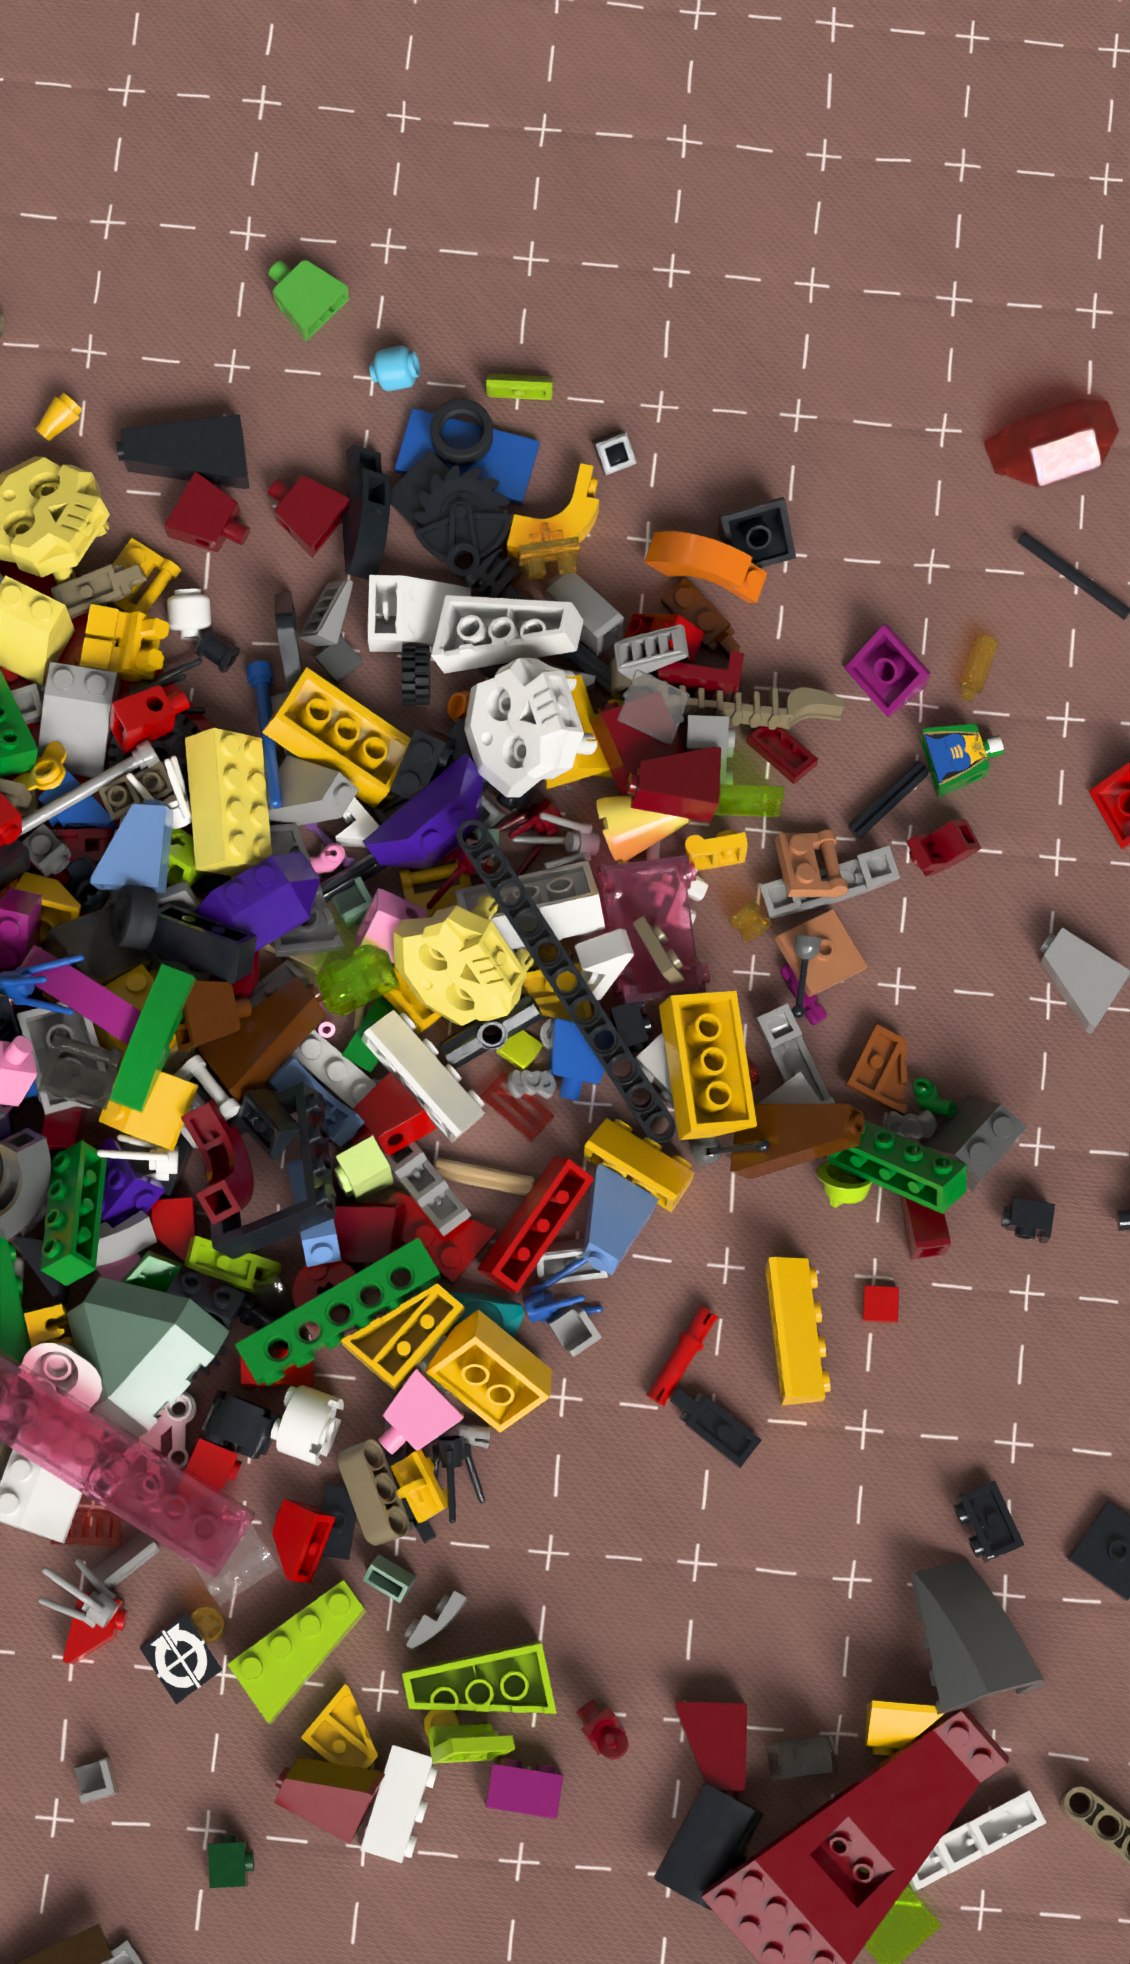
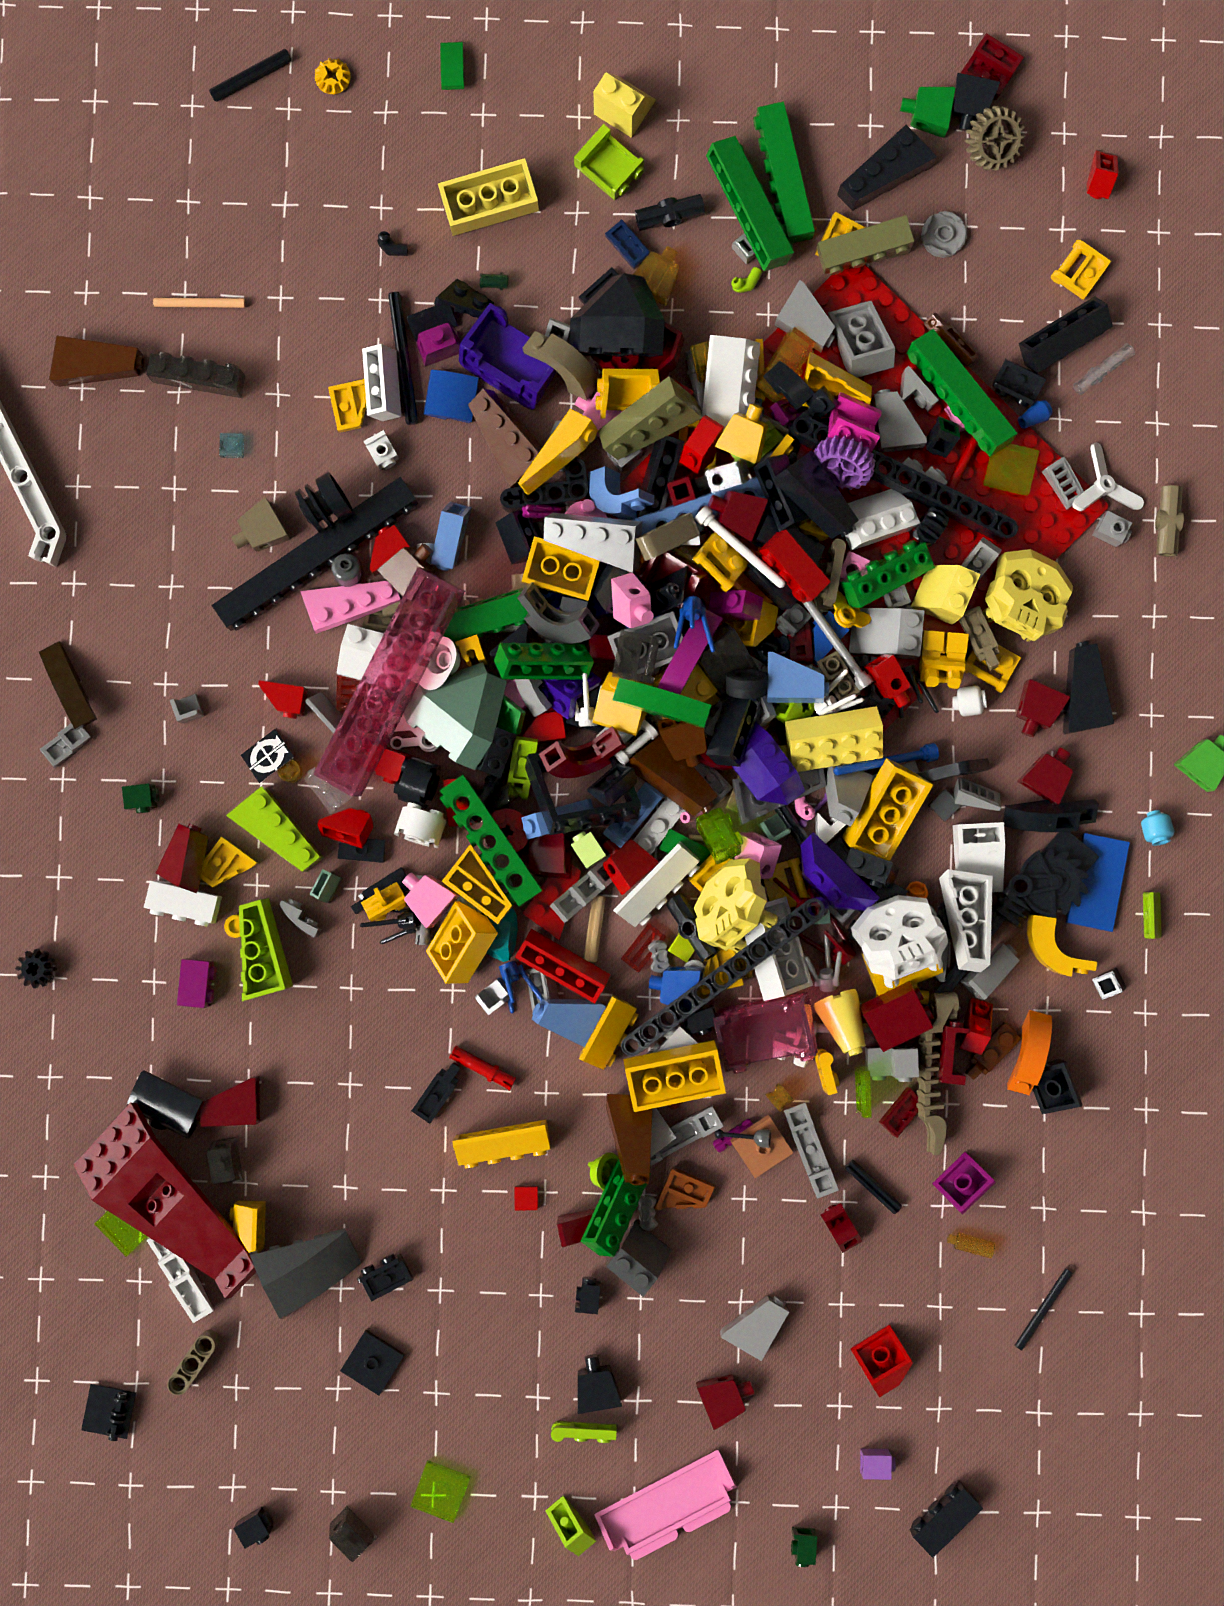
camera: 85 degrees right, 10 degrees up
(59, 416) = (1104, 600): yellow cone -> none
(98, 1607) = (290, 698): light grey plant -> none
(217, 651) = (944, 722): black bush -> none
(373, 1492) = (379, 871): dark tan beam -> none
(415, 675) = (936, 858): black tyre -> none
(461, 407) = (1130, 870): black tyre -> none
(467, 1743) = (222, 944): lime bracket -> none
(548, 547) = (1030, 955): clear yellow hips -> none
(603, 1731) = (233, 1032): dark red hips -> none
(604, 960) = (742, 1001): white slope -> none
(630, 650) = (960, 1006): light grey slope -> none
(653, 707) = (921, 1024): clear piece -> none
(666, 960) = (758, 1034): dark tan plate -> none
(678, 784) = (866, 1046): dark red slope -> none
(709, 1150) = (619, 1079): hinge -> none
(801, 867) = (819, 1130): nougat plate -> none
(930, 1099) = (666, 1225): green arm -> none
(957, 755) = (907, 1233): torso -> none
(1054, 443) = (1138, 1292): clear red wedge -> none

